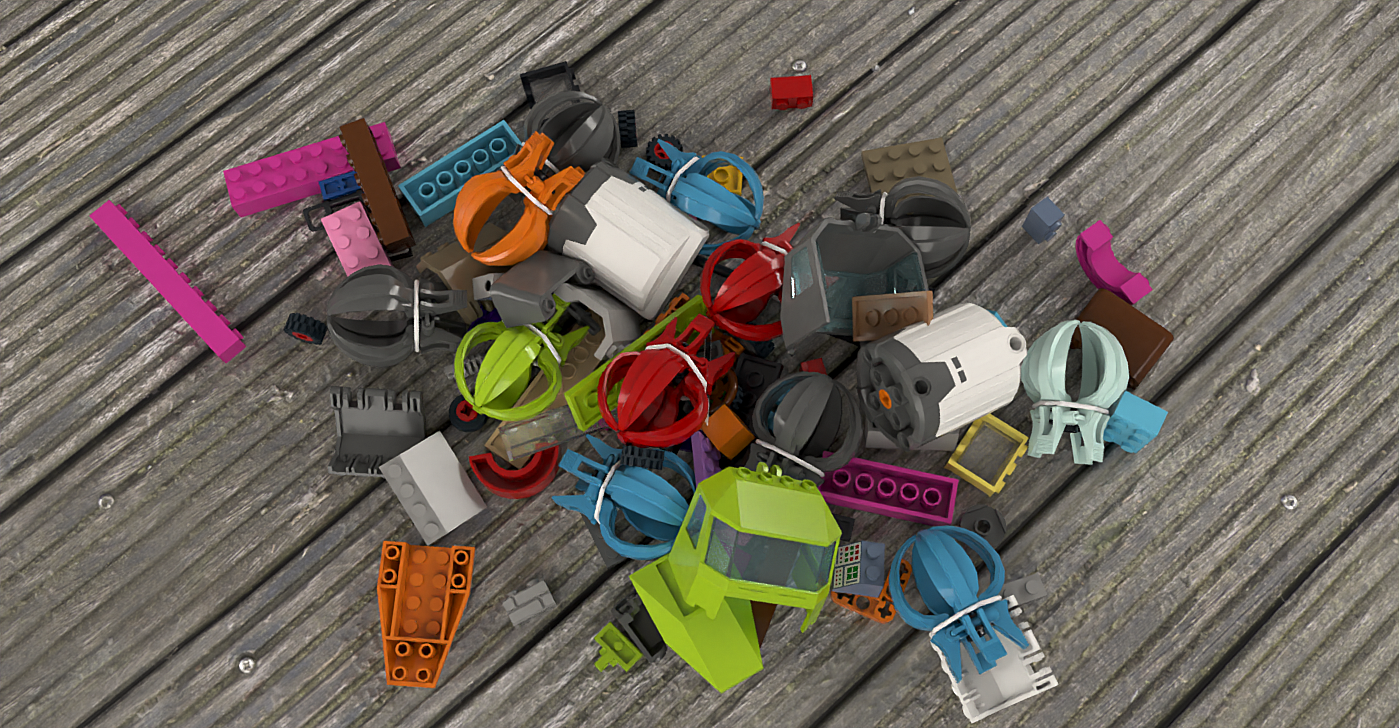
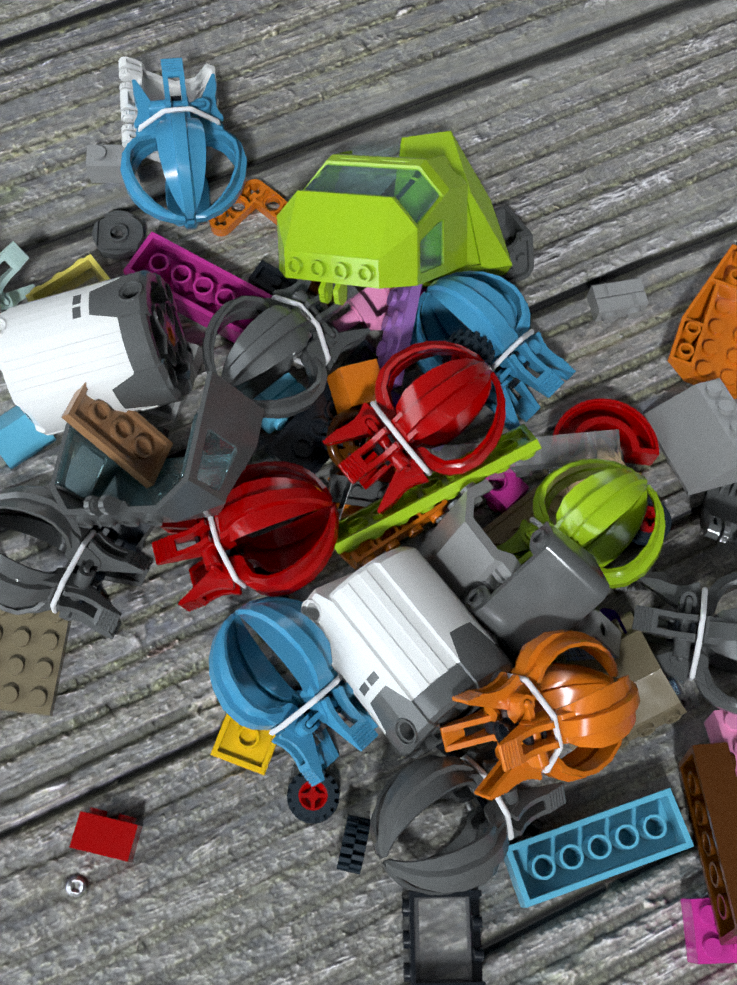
camera: 170 degrees left, 0 degrees up
(616, 649) = (543, 234): lime hinge -> none
(859, 569) = (257, 227): sand blue slope -> none

